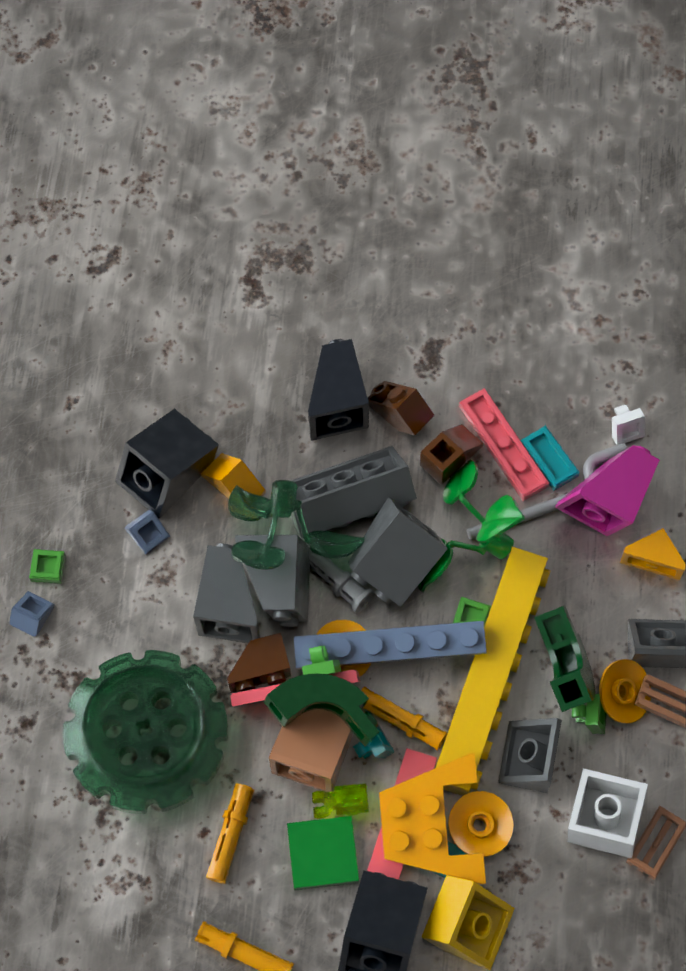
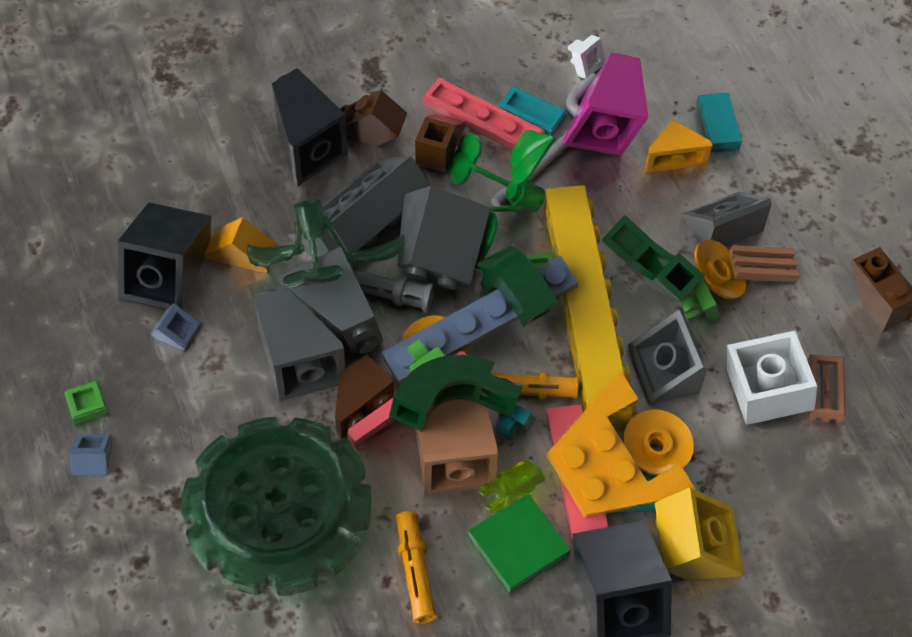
camera: 30 degrees left, 10 degrees down
(430, 631) = (519, 283): none -> dark green arch

